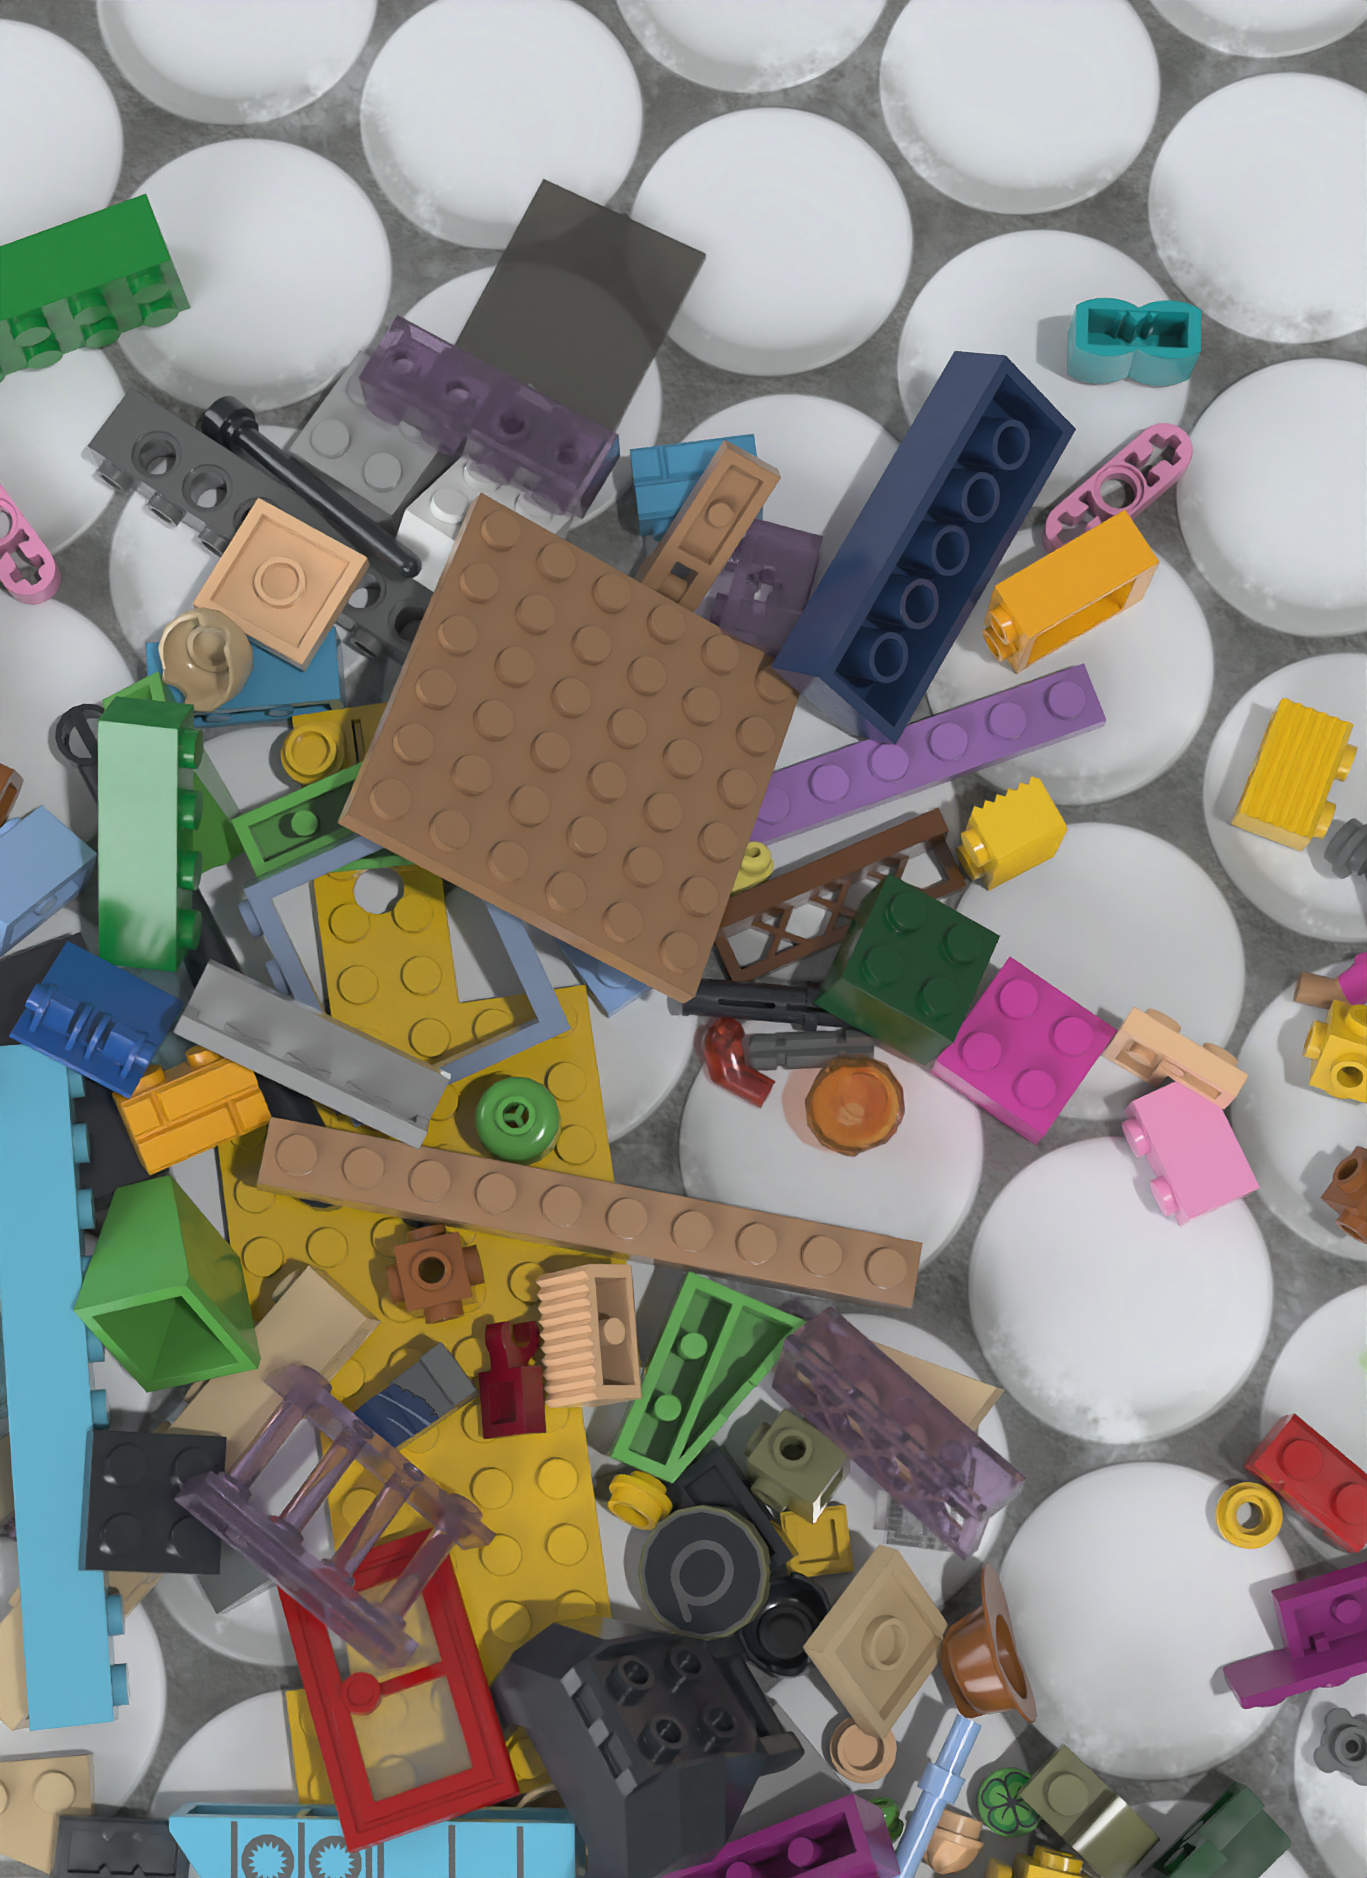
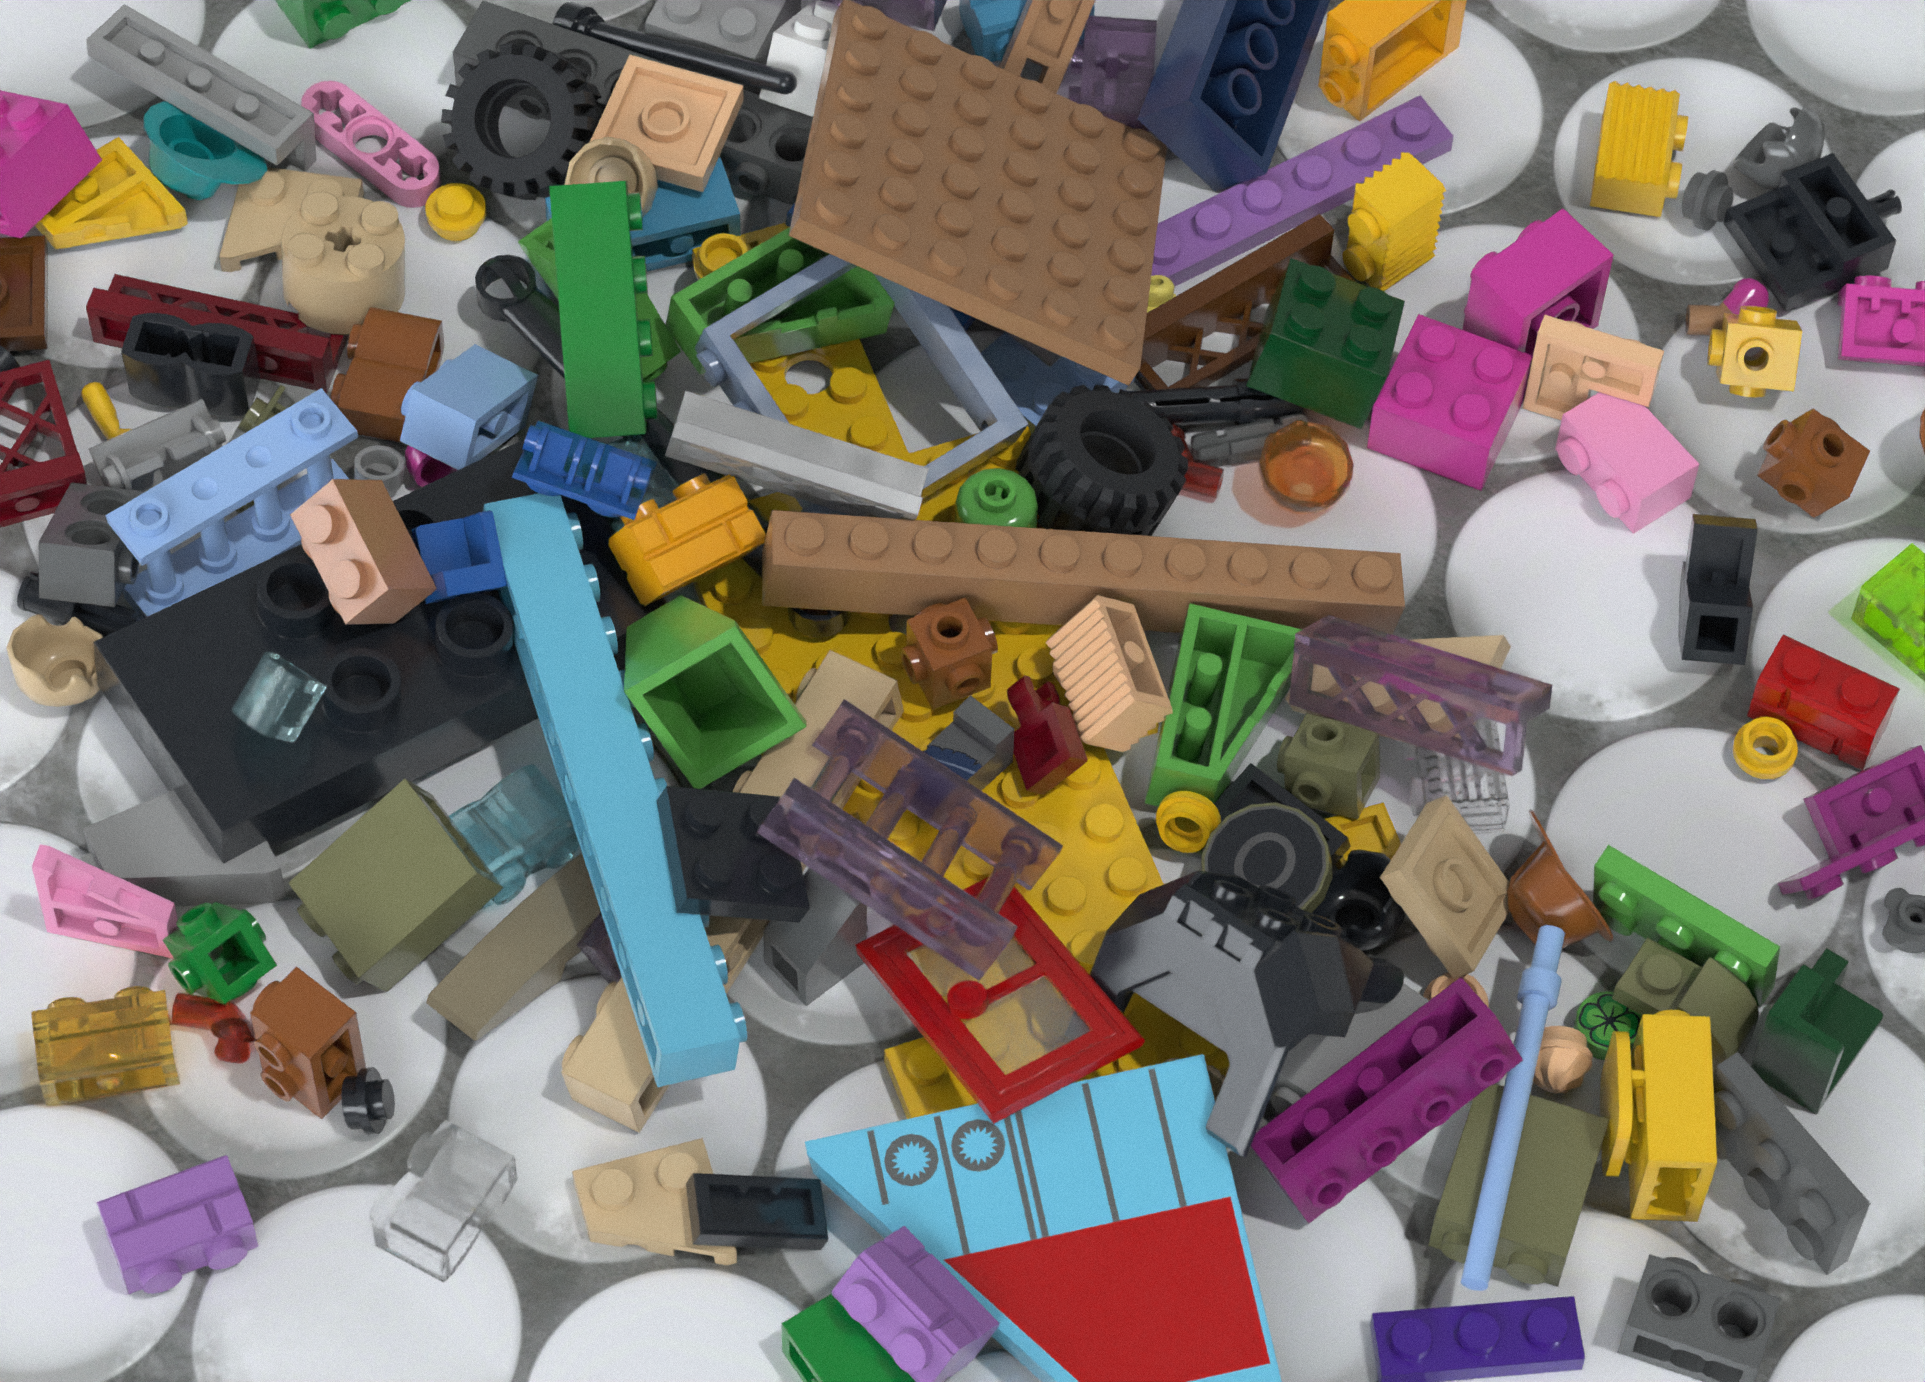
camera: 15 degrees left, 20 degrees down
(64, 623) = (455, 211): none -> yellow plate
(97, 559) = (480, 104): none -> black tyre
(683, 1054) = (1103, 463): none -> black tyre
(1107, 1737) = (1646, 903): none -> bright green plate
(1140, 950) = (1547, 271): none -> dark pink brick
(1240, 1339) = (1716, 590): none -> black brick

